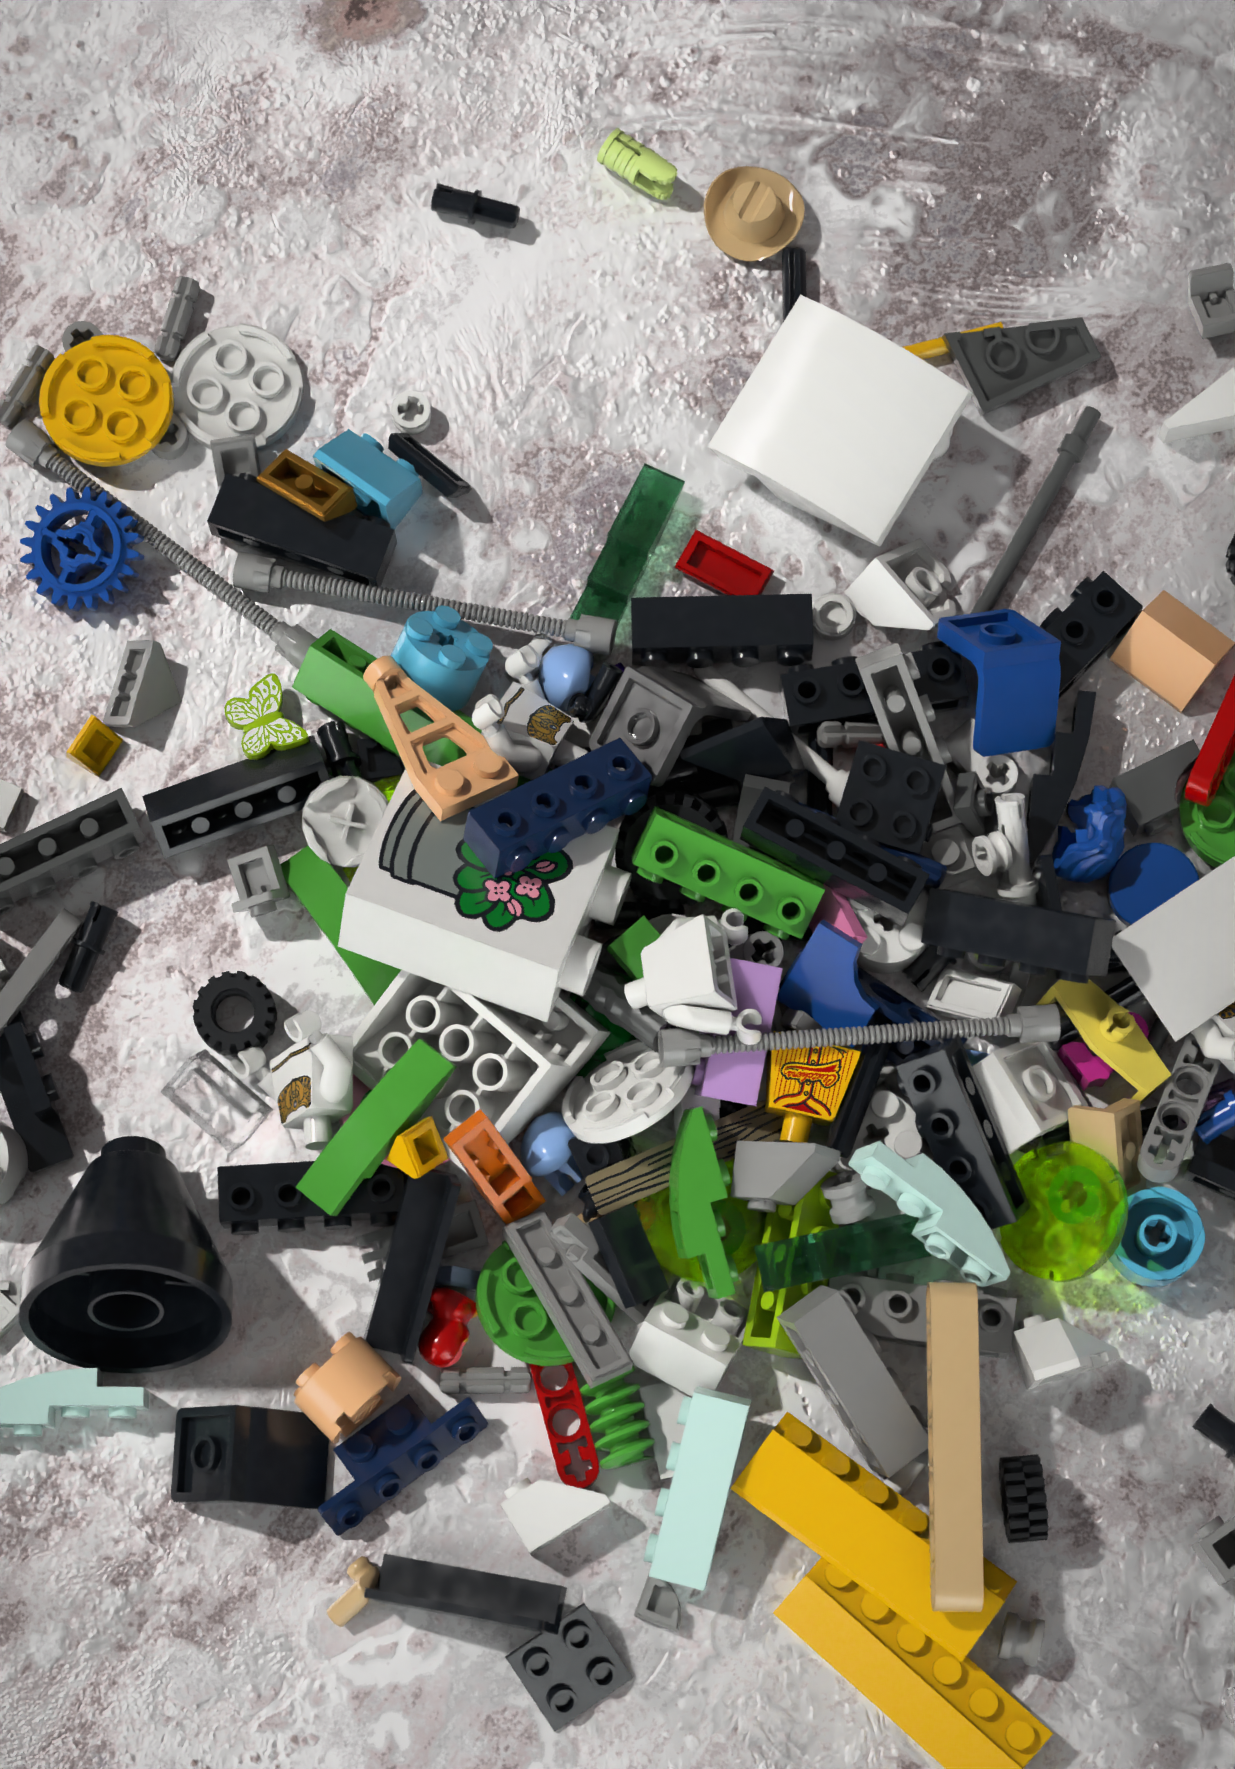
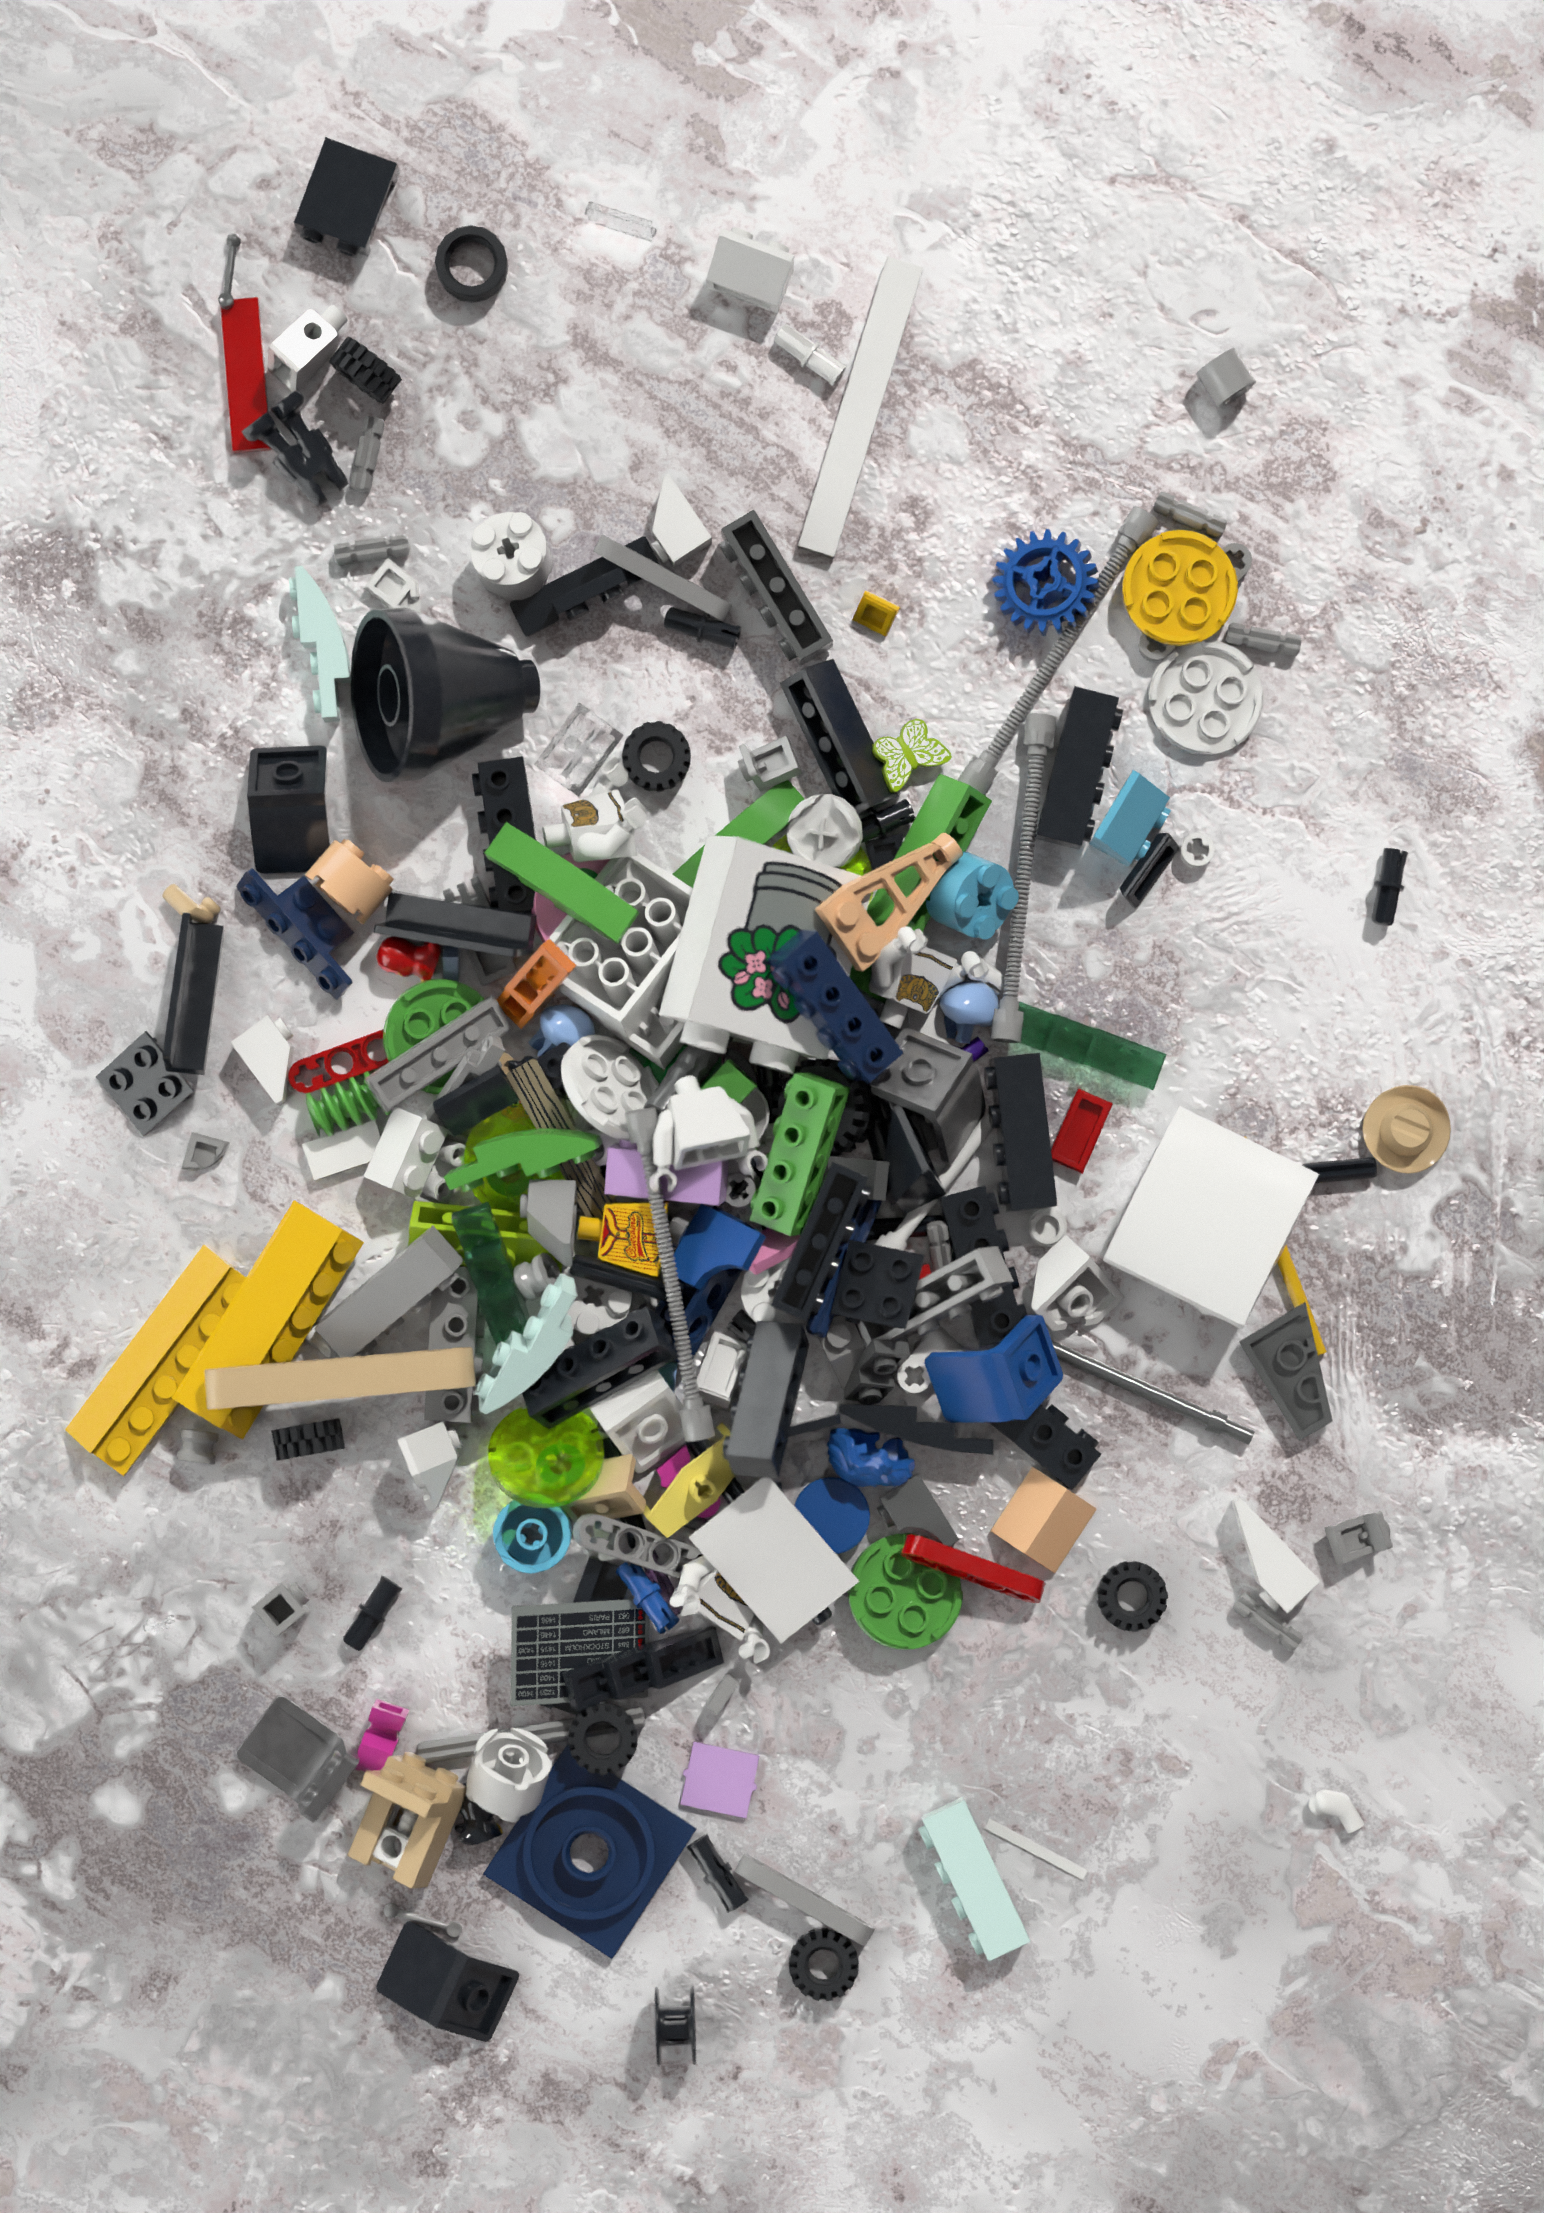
camera: 80 degrees right, 10 degrees up
(141, 687) = (930, 646): light grey slope -> none
(235, 456) = (1139, 704): light grey tile -> none
(308, 486) = (1111, 768): pearl gold slope -> none
(418, 1149) = (544, 919): yellow slope -> none
(485, 1380) = (371, 994): light grey axle -> none
(589, 706) = (941, 1026): black arm -> none
(638, 164) = (1441, 1024): yellowish green hinge -> none
(699, 1487) = (293, 1175): light aqua brick -> none
(992, 853) = (839, 1374): white bush -> none
(1017, 882) = (821, 1399): white pin -> none

